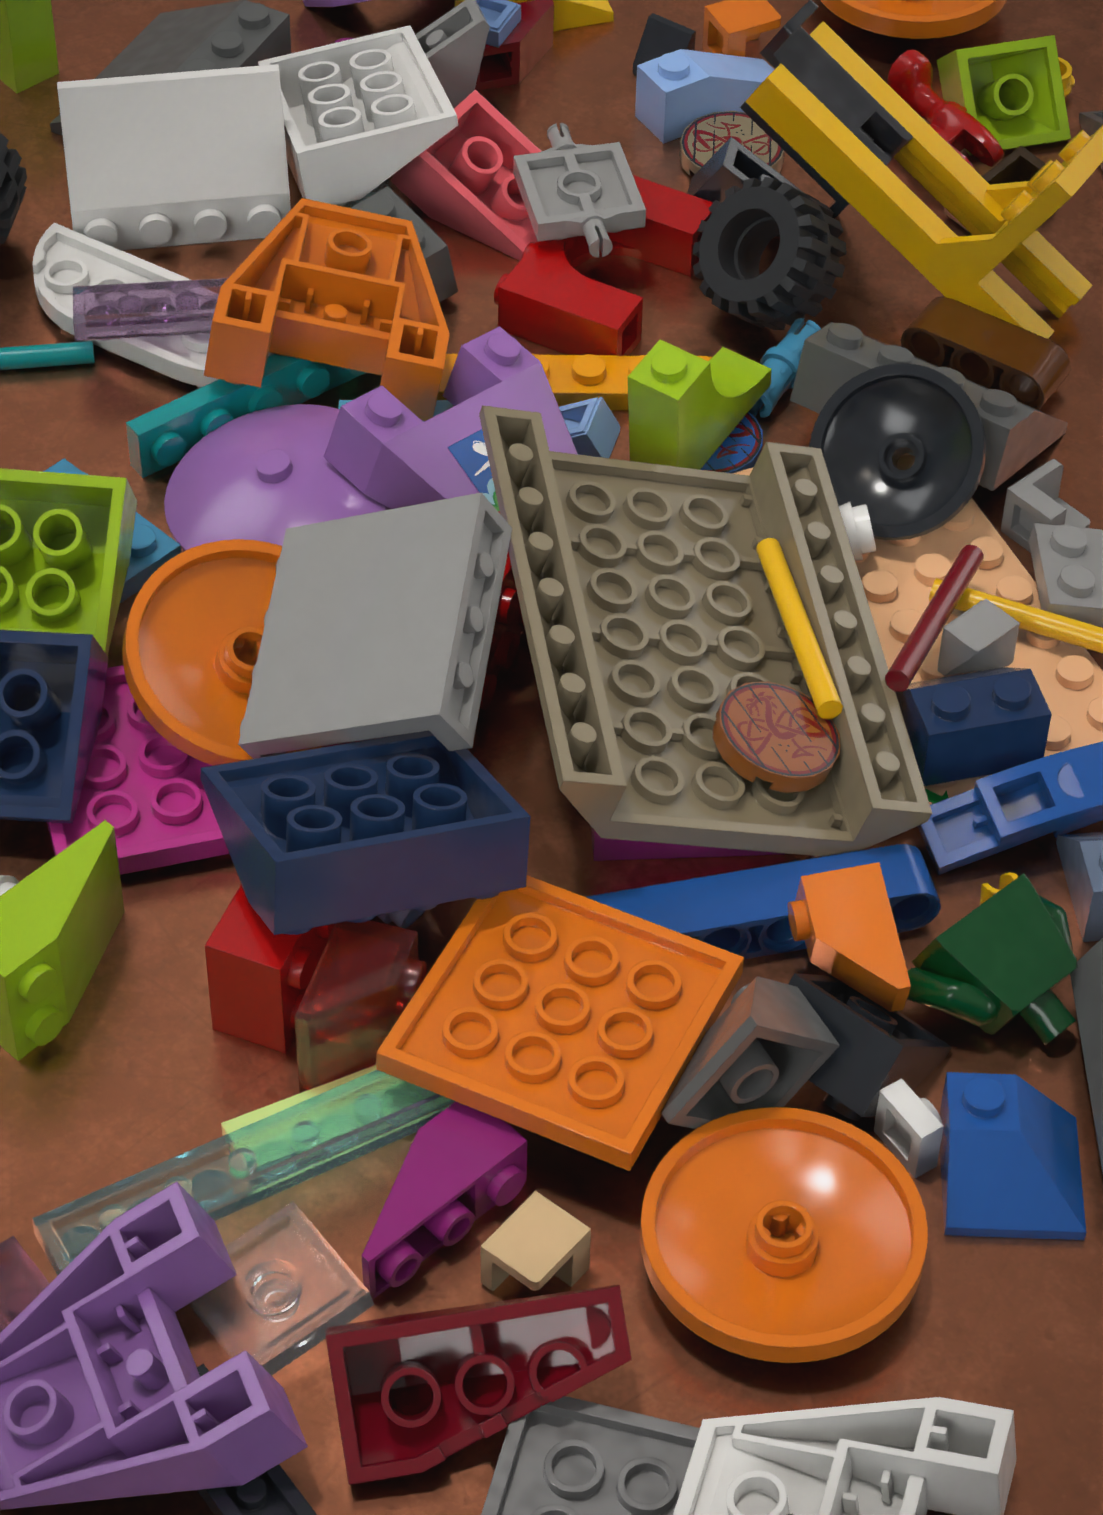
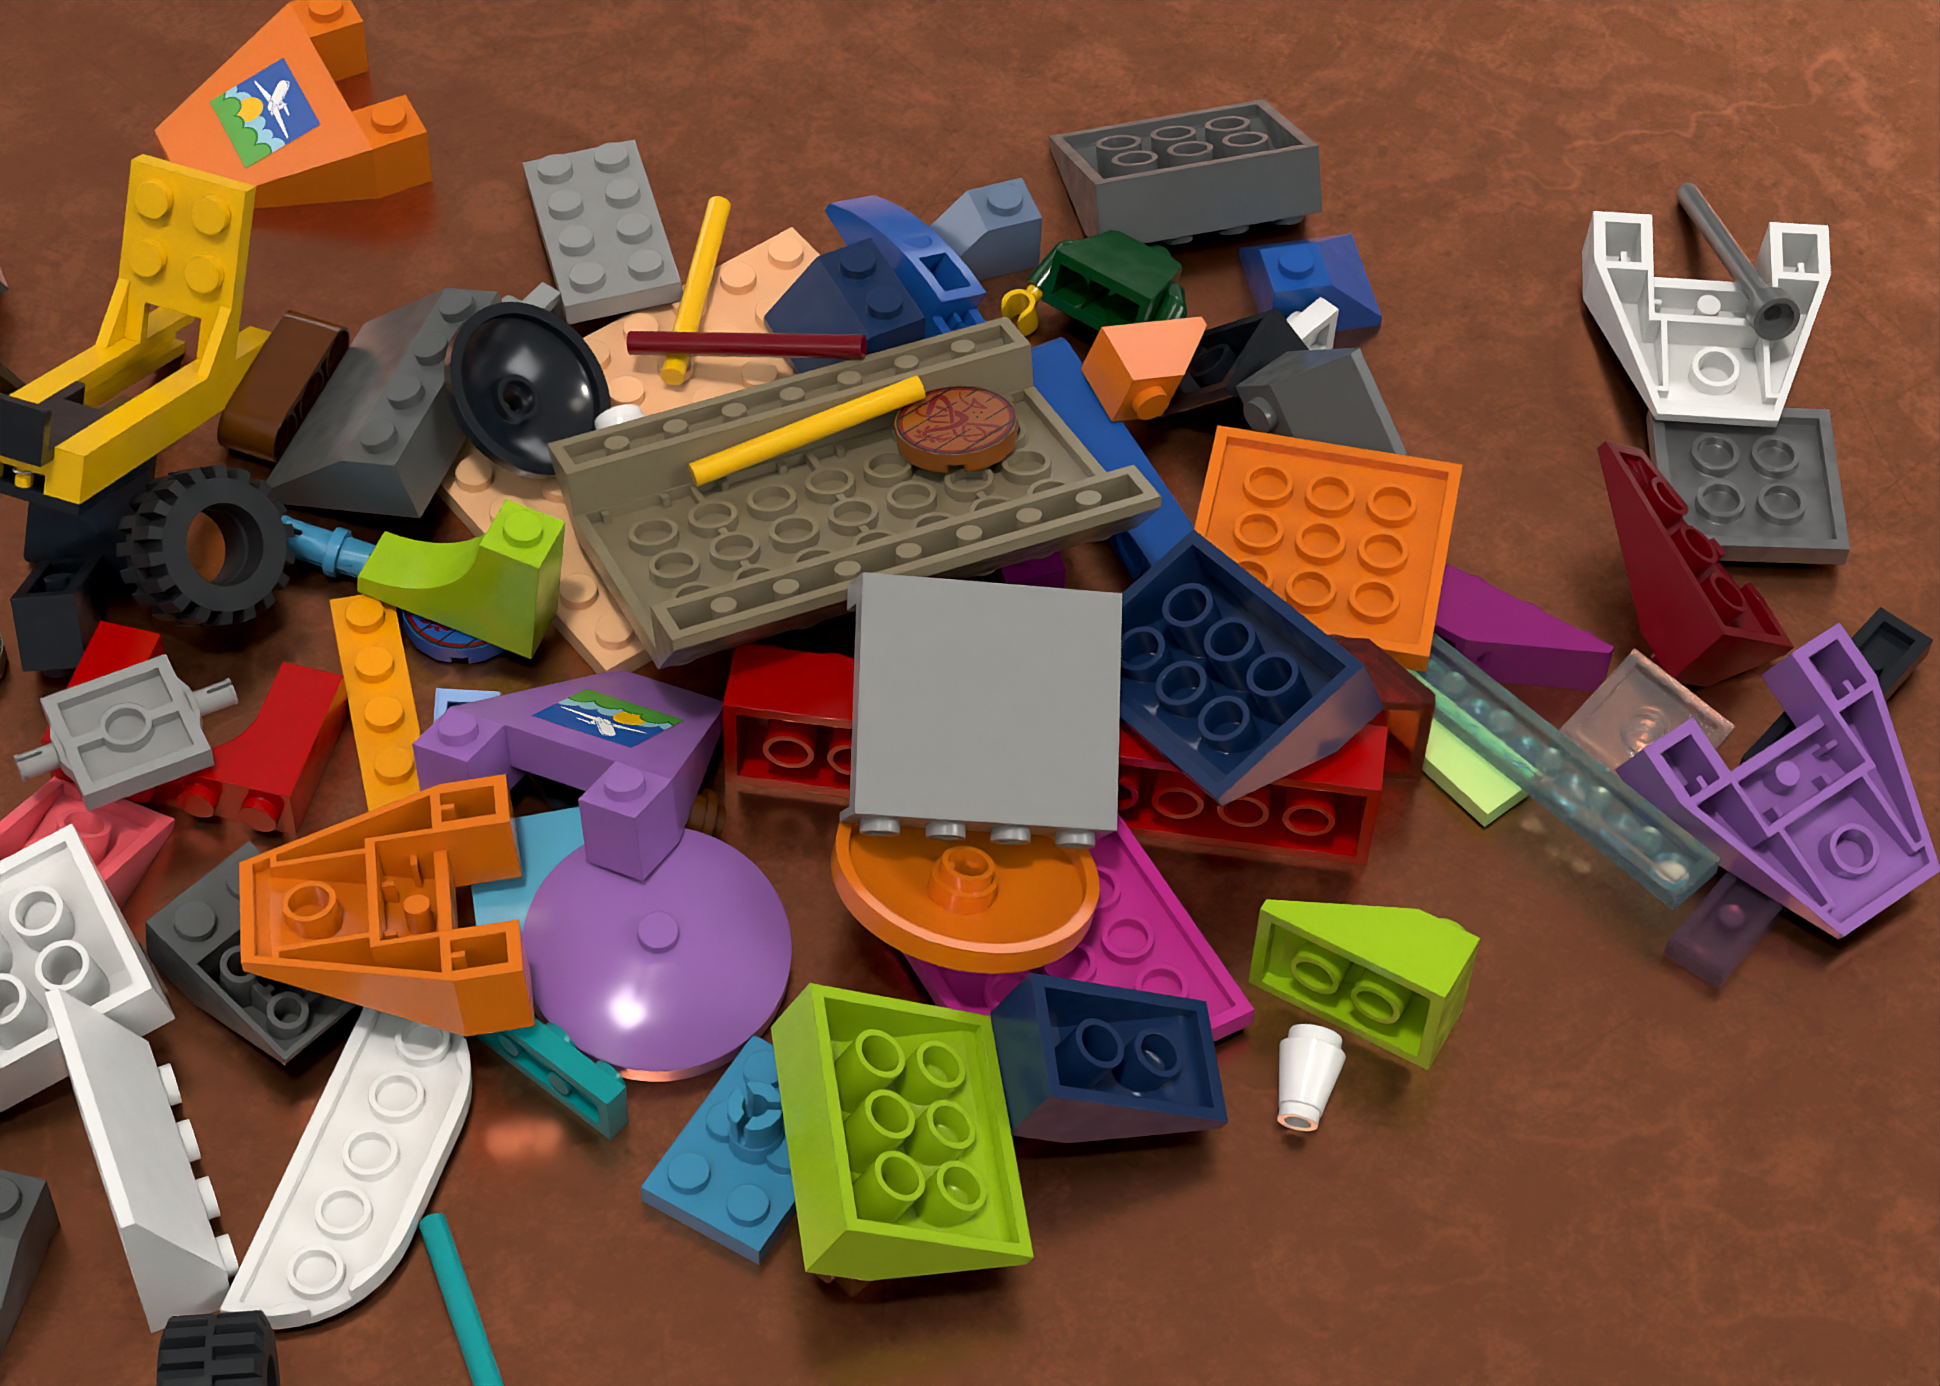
camera: 105 degrees left, 5 degrees up
(144, 309) = (398, 1125): clear purple plate -> none
(536, 1245) = (1535, 558): tan panel -> none
(783, 1234) = (1472, 386): orange dish -> none
(978, 640) = (756, 310): light grey slope -> none

